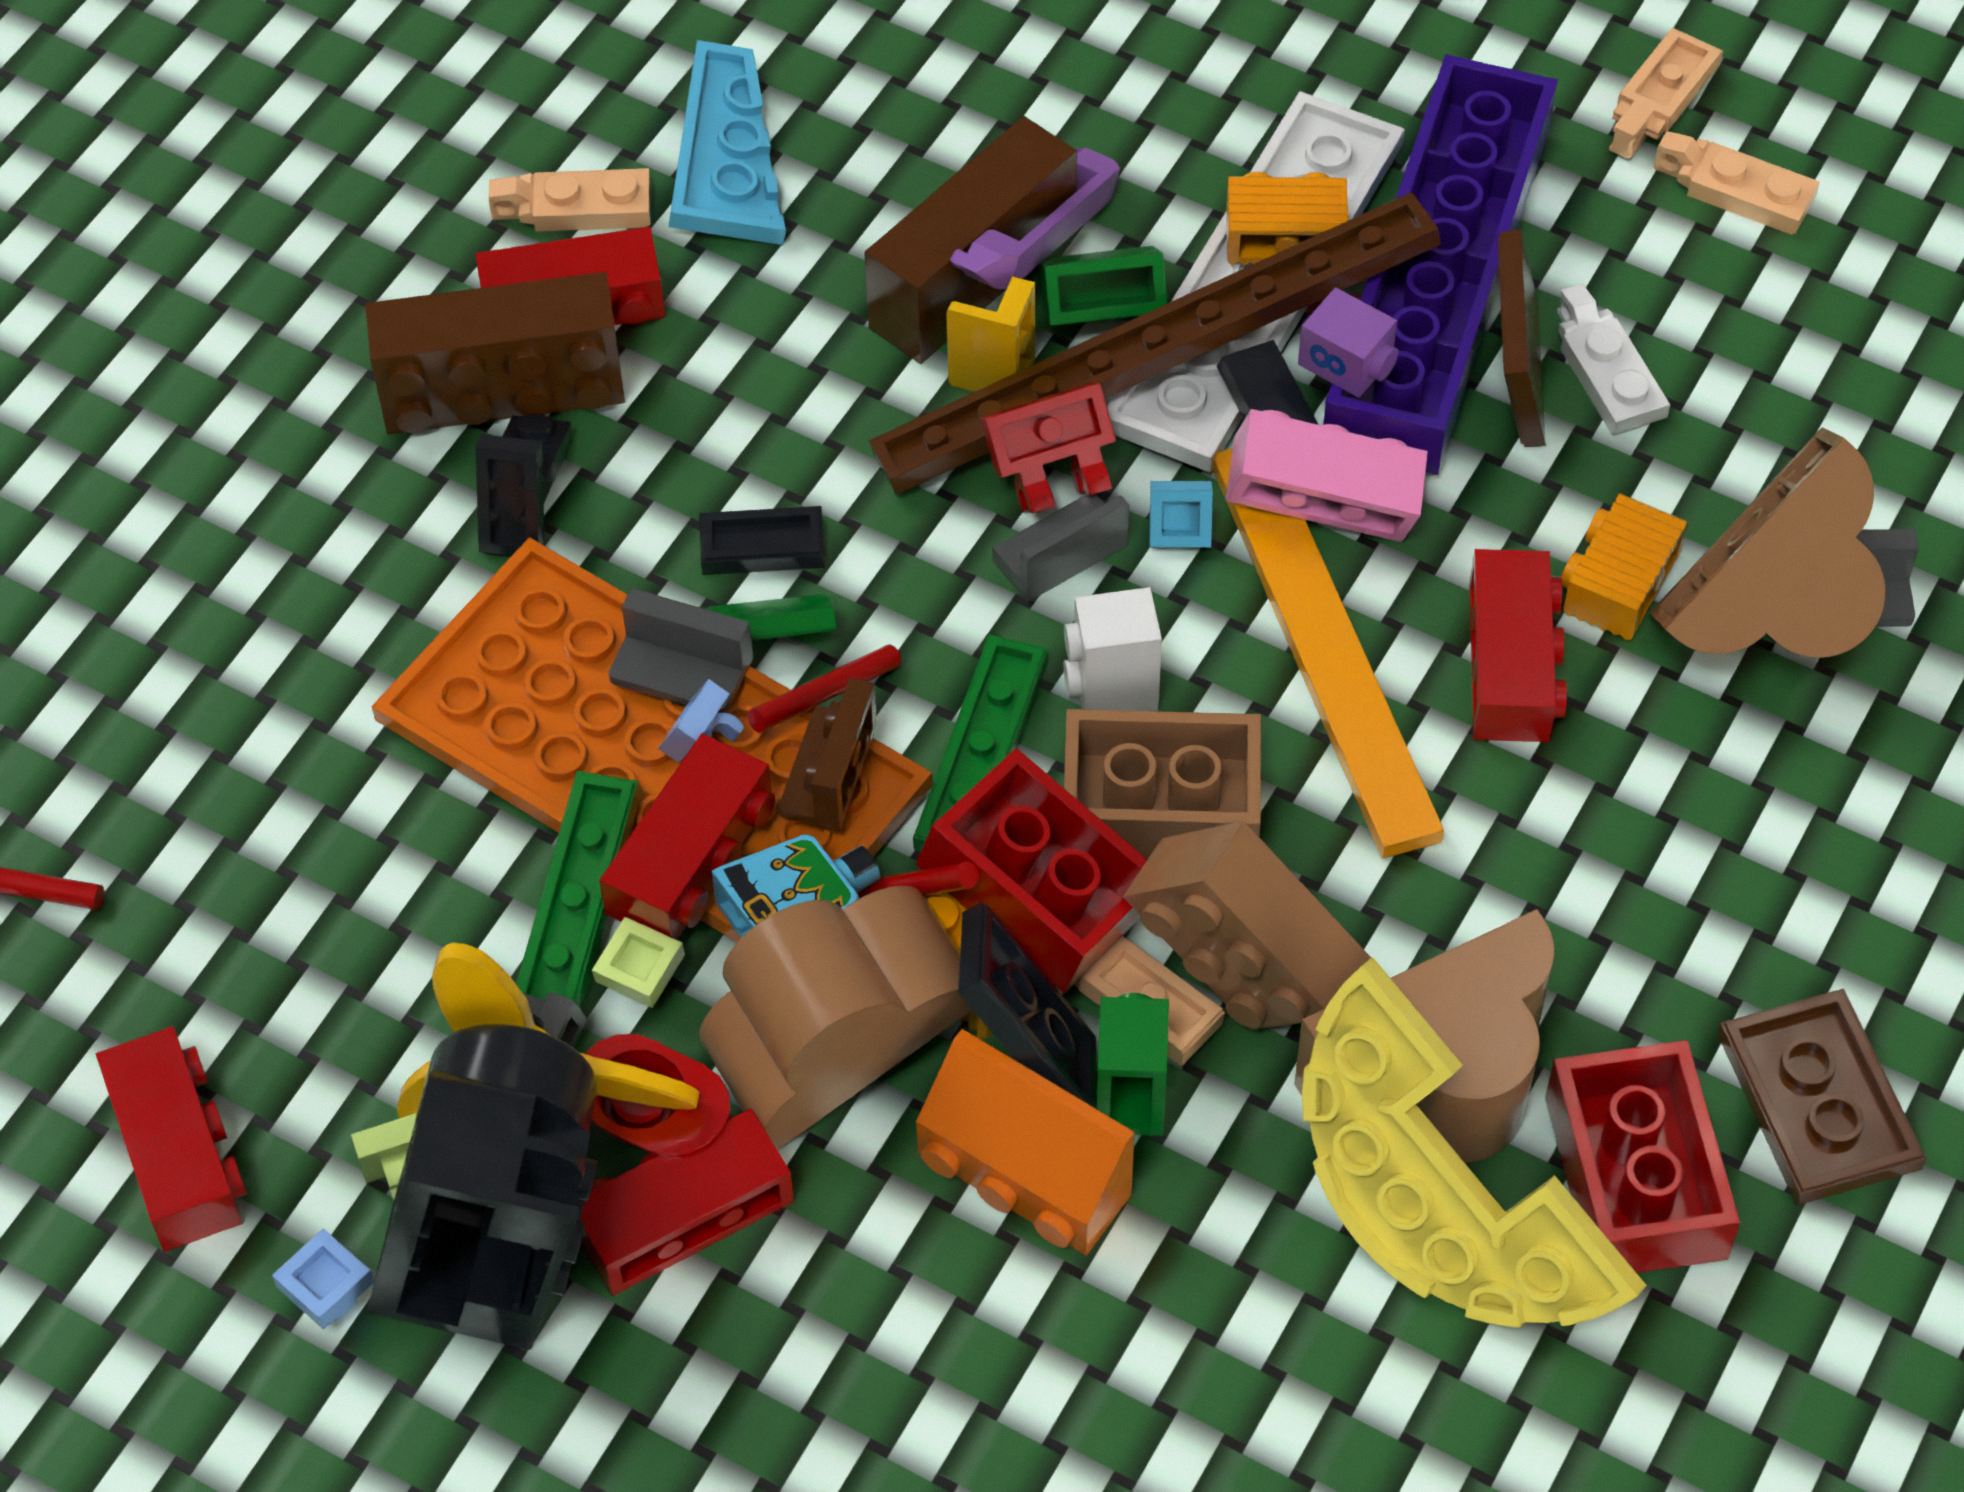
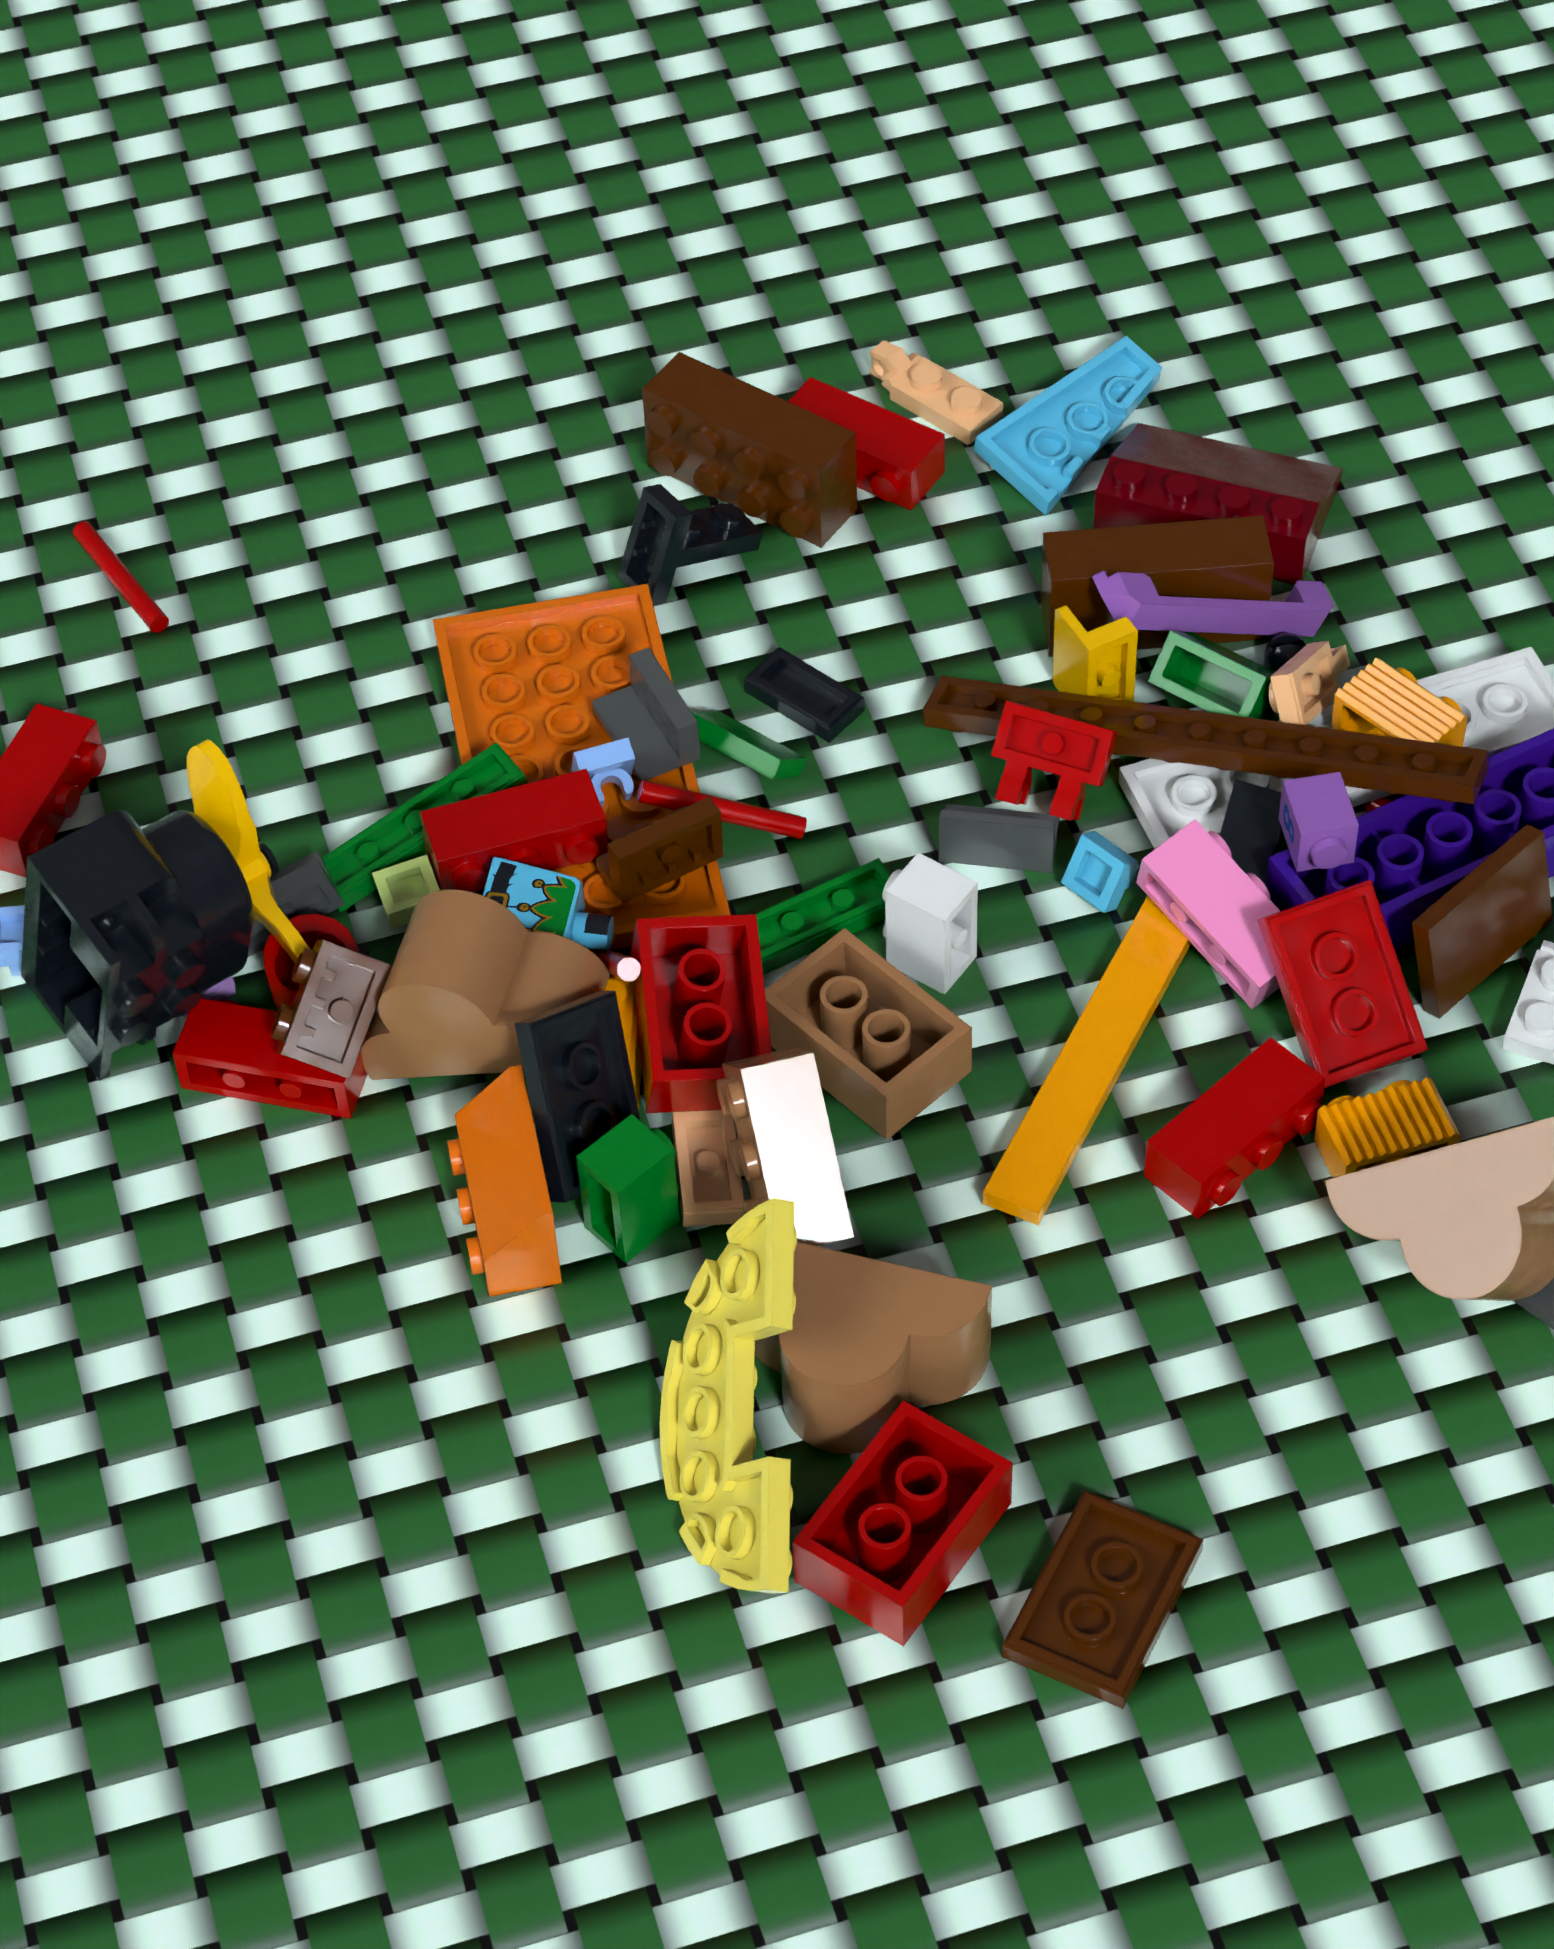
camera: 45 degrees right, 5 degrees down
(730, 1112) = (330, 1007): none -> bracket
(906, 133) = (1188, 477): none -> dark red slope
(1122, 231) = (1281, 650): none -> black hinge
(1175, 239) = (1307, 682): none -> light nougat hinge
(1479, 463) = (1342, 983): none -> red tile

